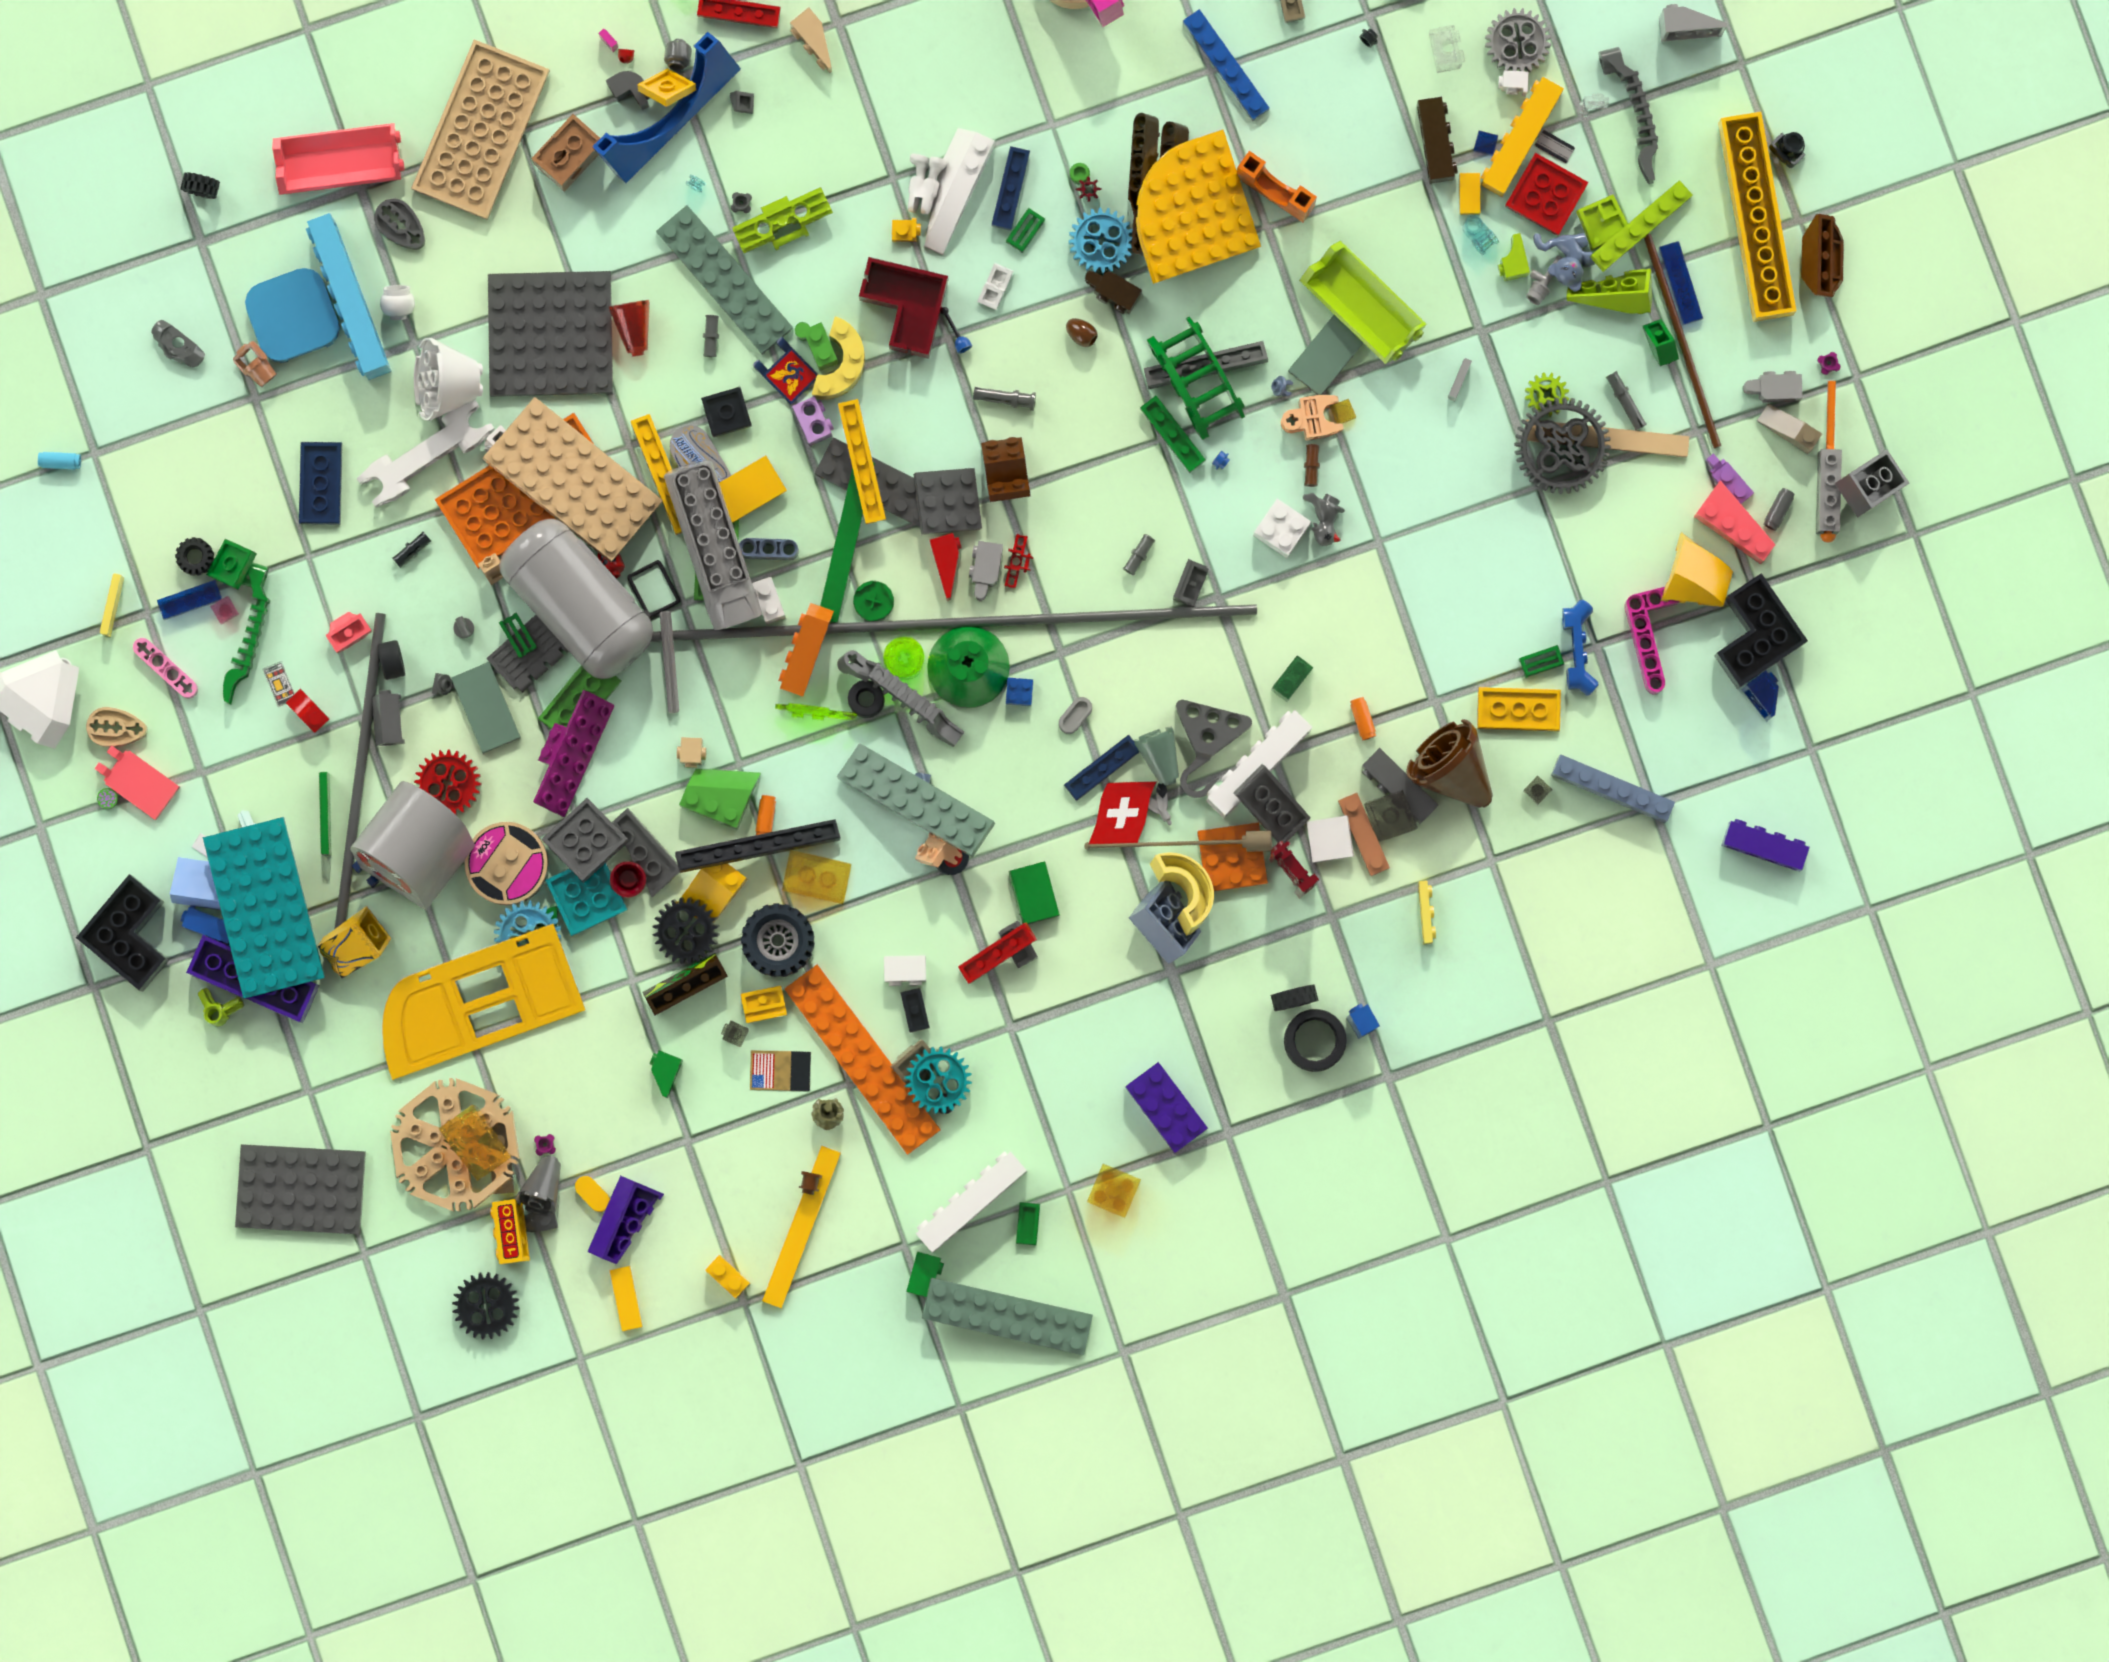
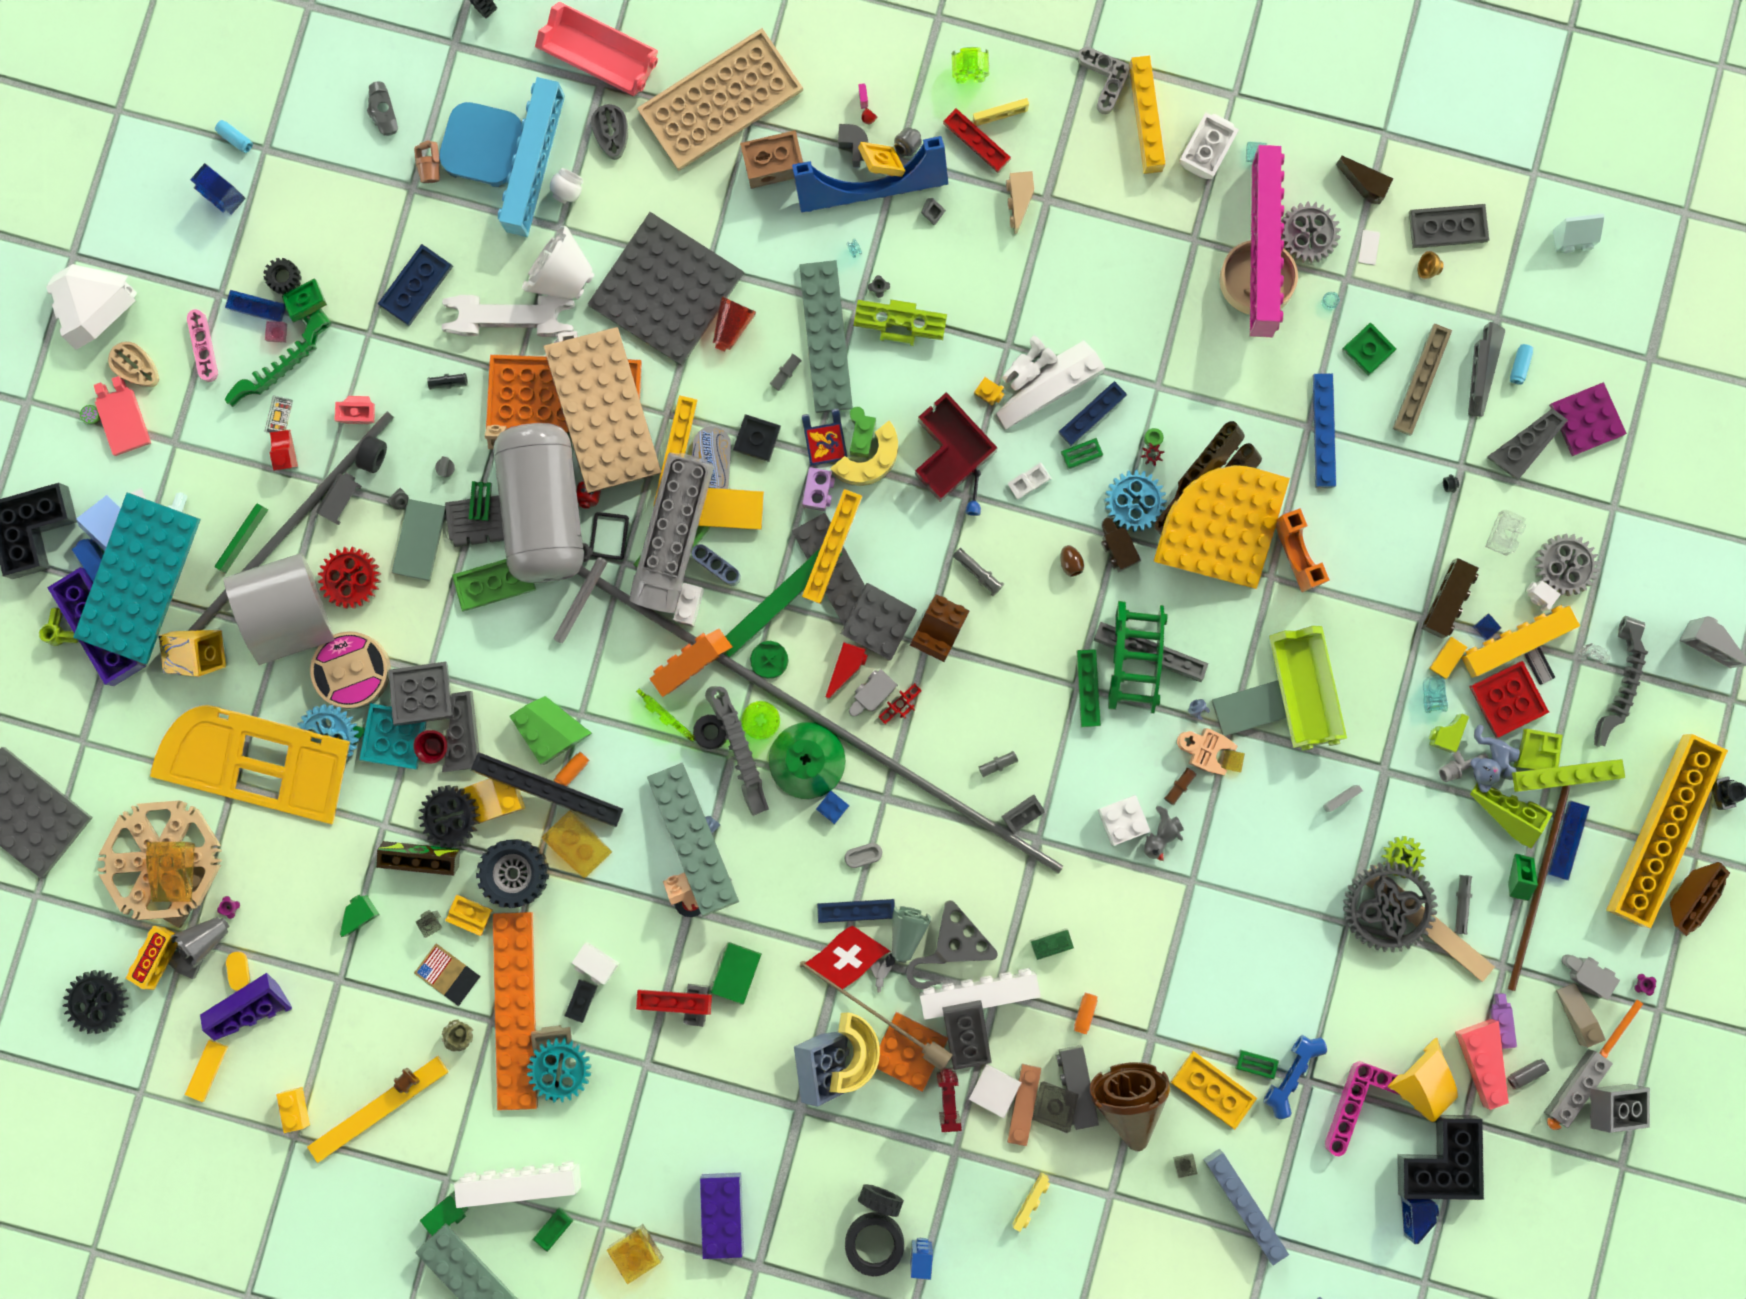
camera: 40 degrees right, 0 degrees up
(82, 517) = (217, 189): none -> clear blue brick
(111, 605) = (195, 270): light yellow tile -> none
(570, 751) = (456, 618): magenta bracket -> none
(691, 752) = (549, 681): tan brick -> none
(1221, 460) = (1112, 734): blue plate -> none

